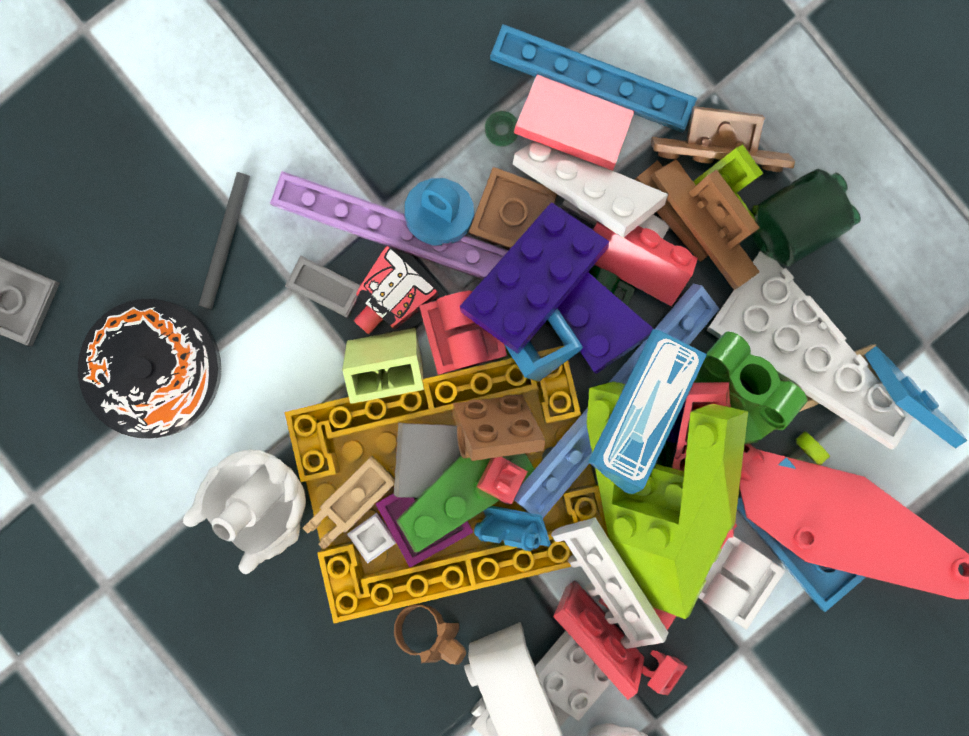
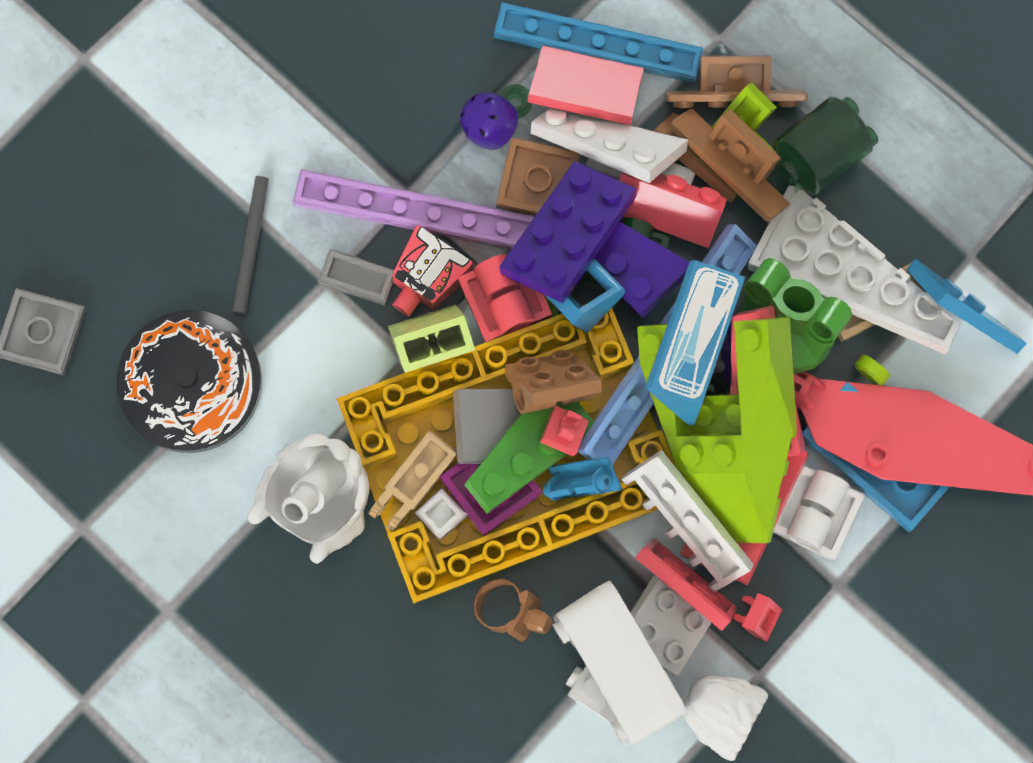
camera: 10 degrees left, 10 degrees down
(438, 211) = (463, 187): dark azure tile -> none
(463, 141) = (479, 117): none -> dark purple helmet

